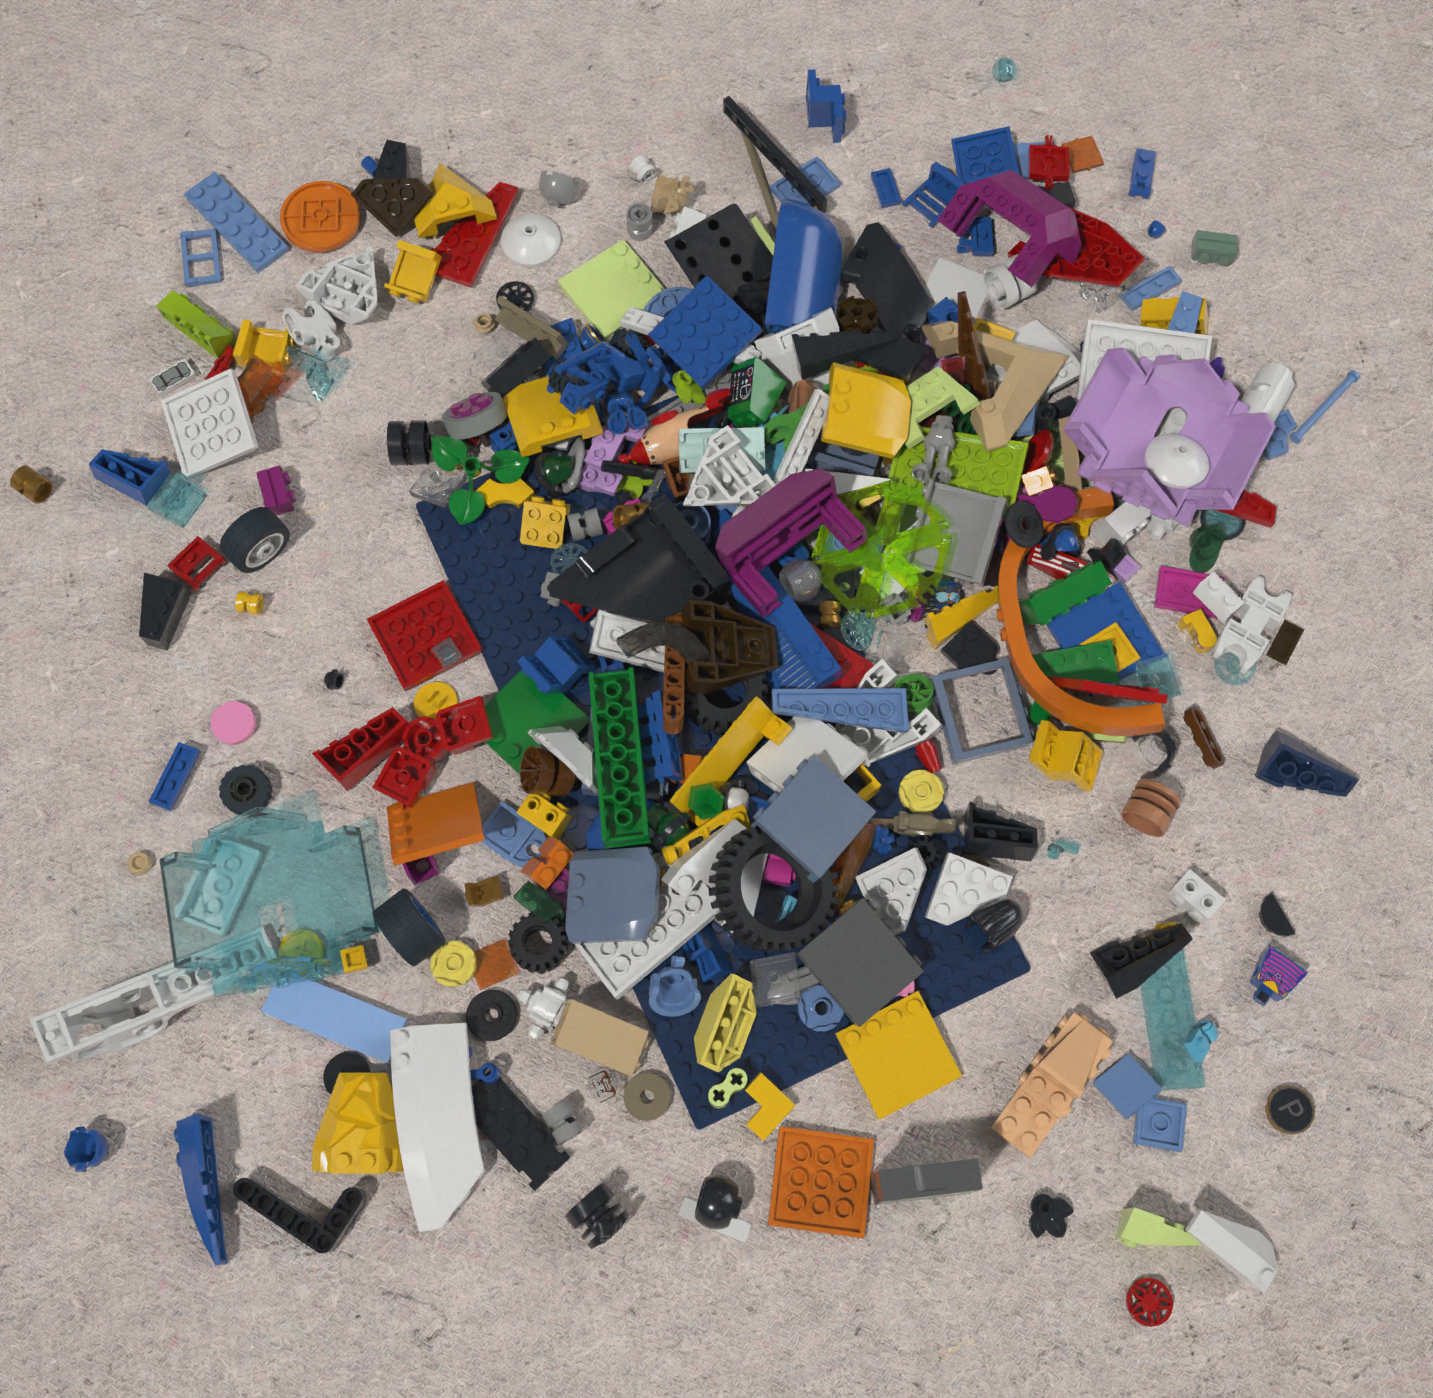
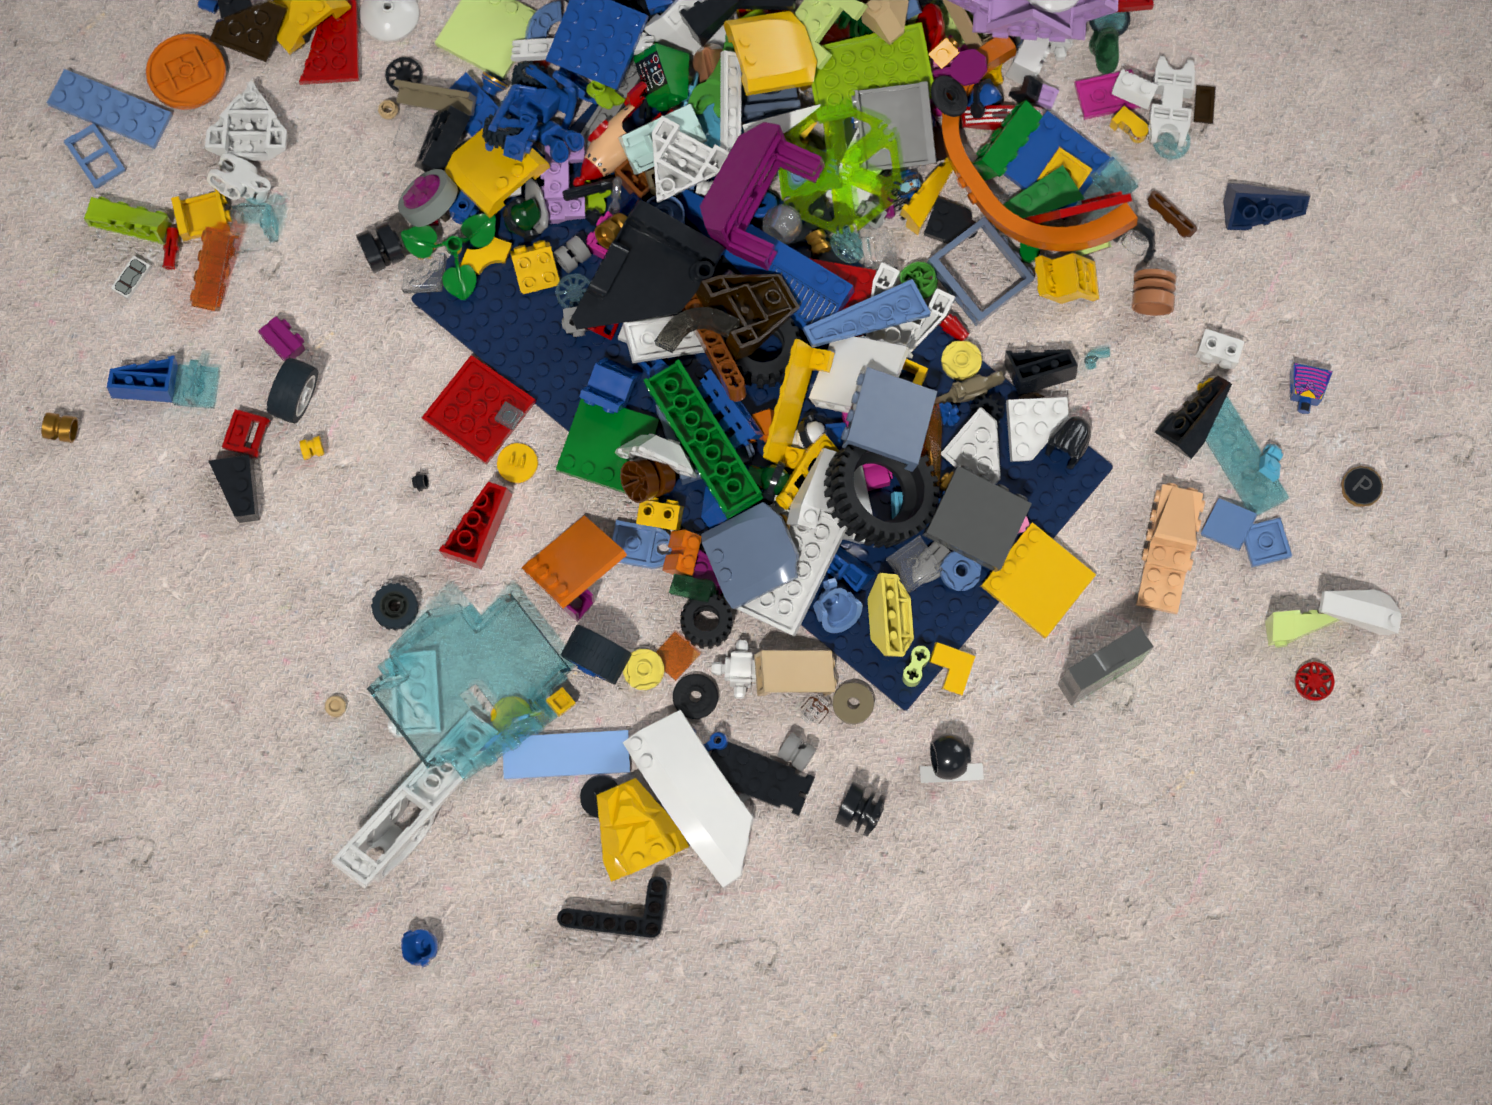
camera: 25 degrees left, 5 degrees up
(174, 776) = (327, 622): blue plate -> none
(201, 1182) = (523, 925): blue wedge -> none
(209, 424) = (194, 305): white plate -> none
(233, 723) = (352, 555): bright pink tile -> none
(413, 272) = (301, 89): yellow panel -> none
(413, 766) = (549, 479): red plate -> none
(484, 892) = (640, 600): pearl gold bracket -> none
(705, 801) = (792, 444): green panel -> none
(821, 1182) = (1022, 706): orange plate -> none
(939, 440) = (843, 52): light grey piece -> none
(1051, 1218) = (1213, 652): black plate -> none
(1274, 918) = (1288, 339): black tile -> none

